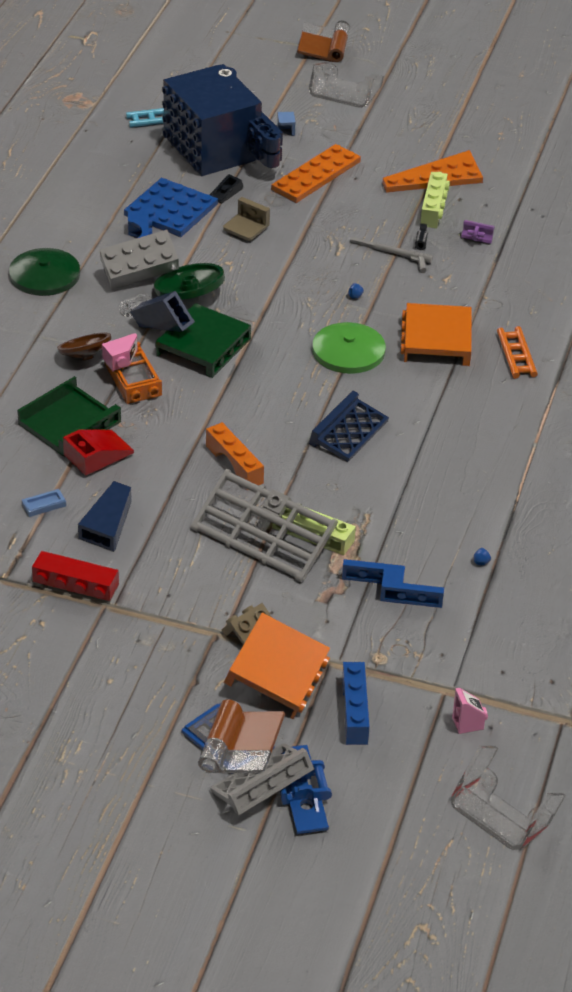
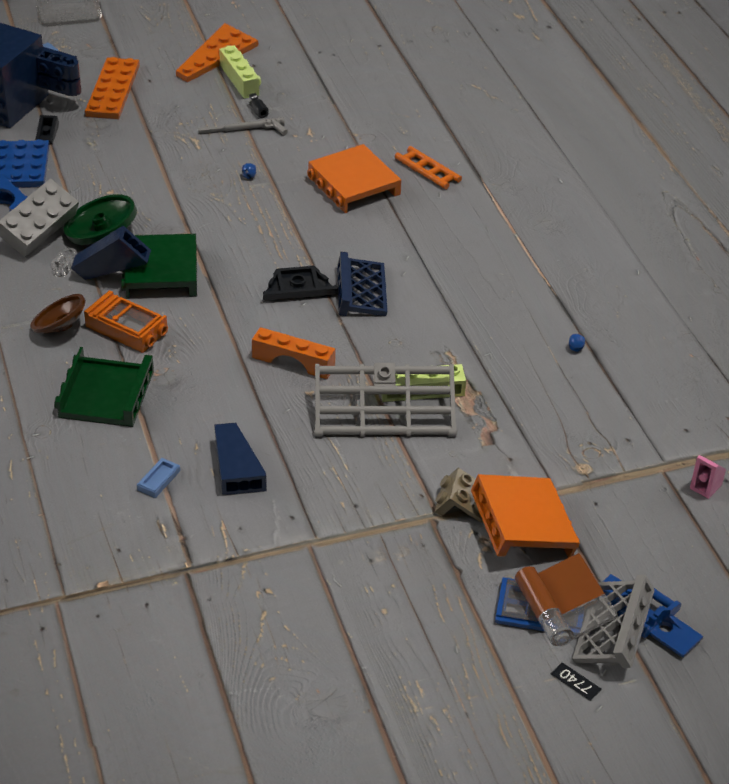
camera: 35 degrees left, 0 degrees up
(75, 575) = (263, 529): red brick -> none
(94, 449) = (161, 406): red slope -> none
(120, 352) = (106, 306): bright pink slope -> none
(198, 805) = (576, 681): none -> black sticker
(249, 221) = (96, 147): dark tan bracket -> none
(297, 401) = (298, 283): none -> black wing
(348, 347) = (290, 220): bright green dish -> none
(355, 703) = (632, 529): blue arch -> none
(393, 584) = (534, 398): blue bracket -> none
(477, 231) = (300, 84): medium lavender hips -> none

